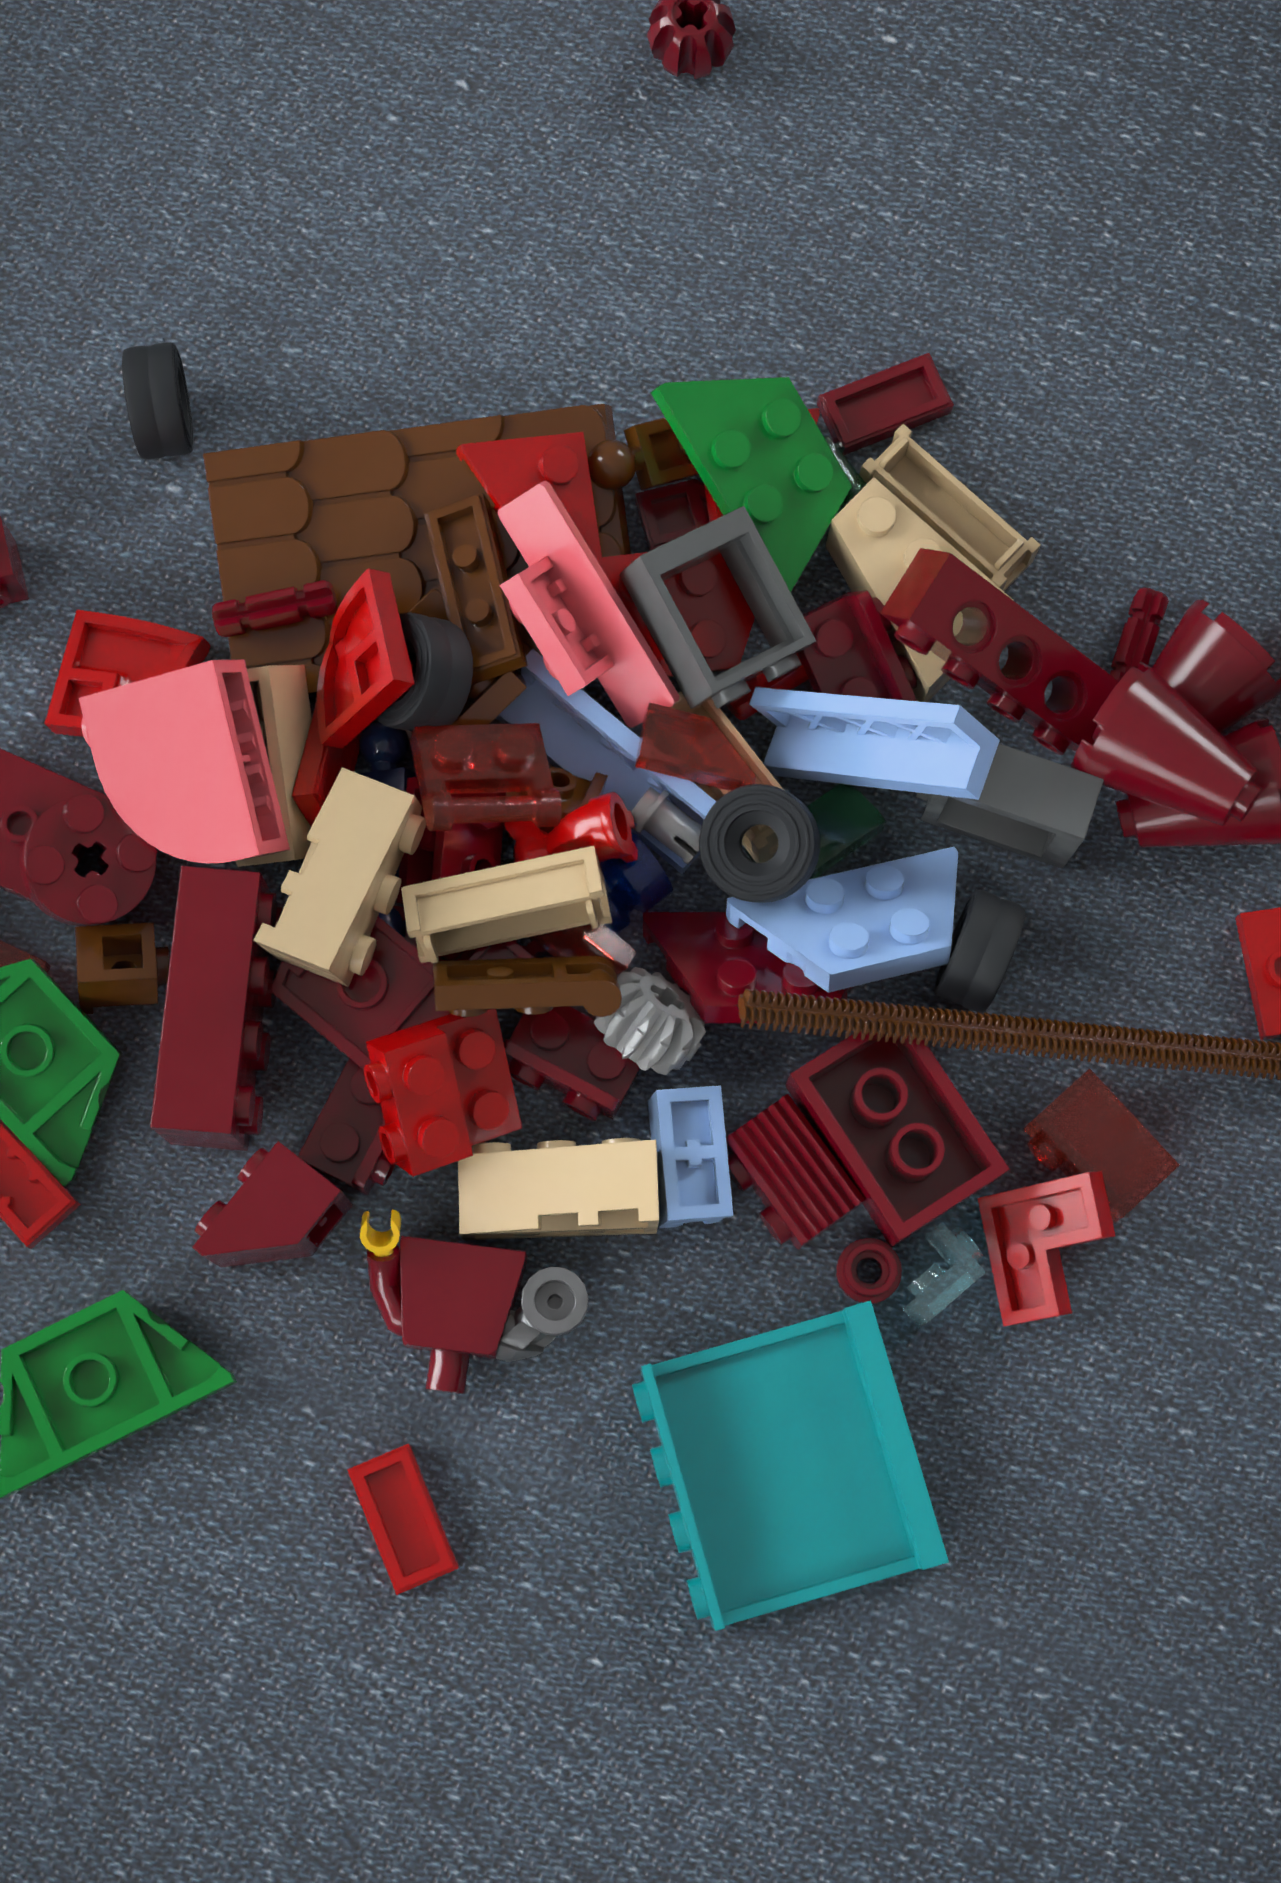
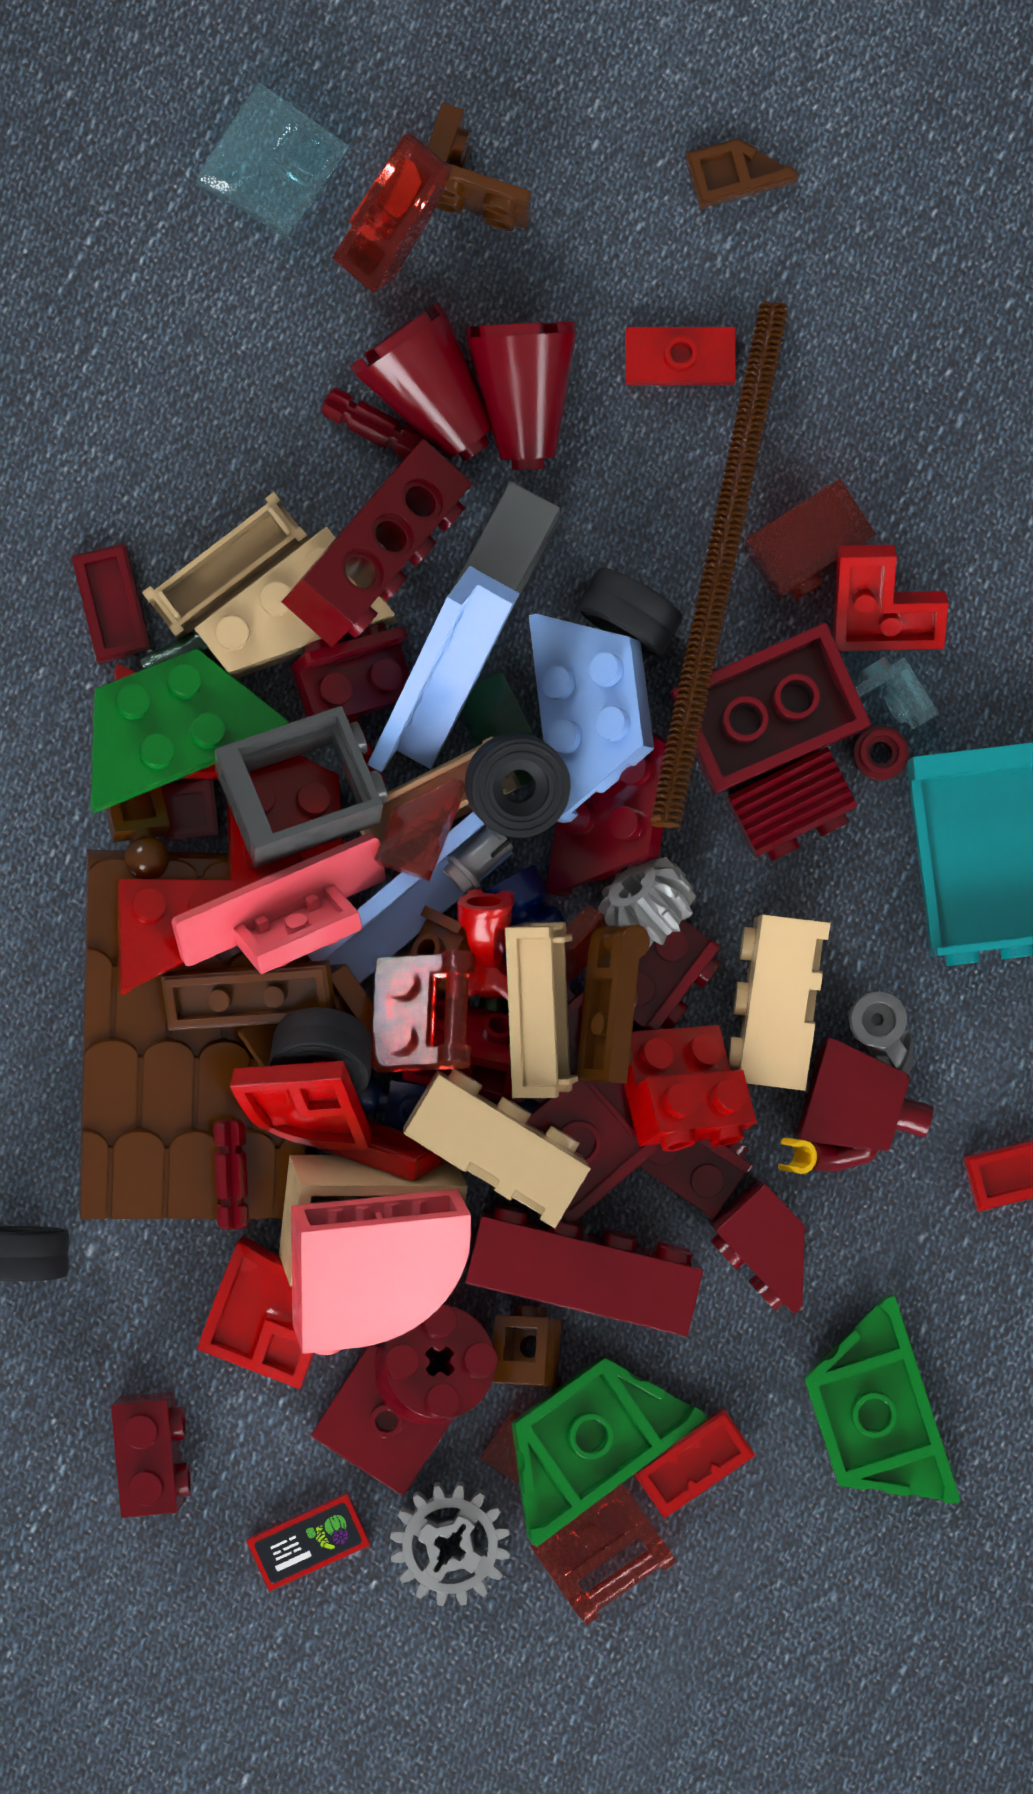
camera: 75 degrees left, 10 degrees up
(690, 1155) = (765, 886): light blue hinge -> none
(1166, 752) = (496, 422): dark red cone -> none

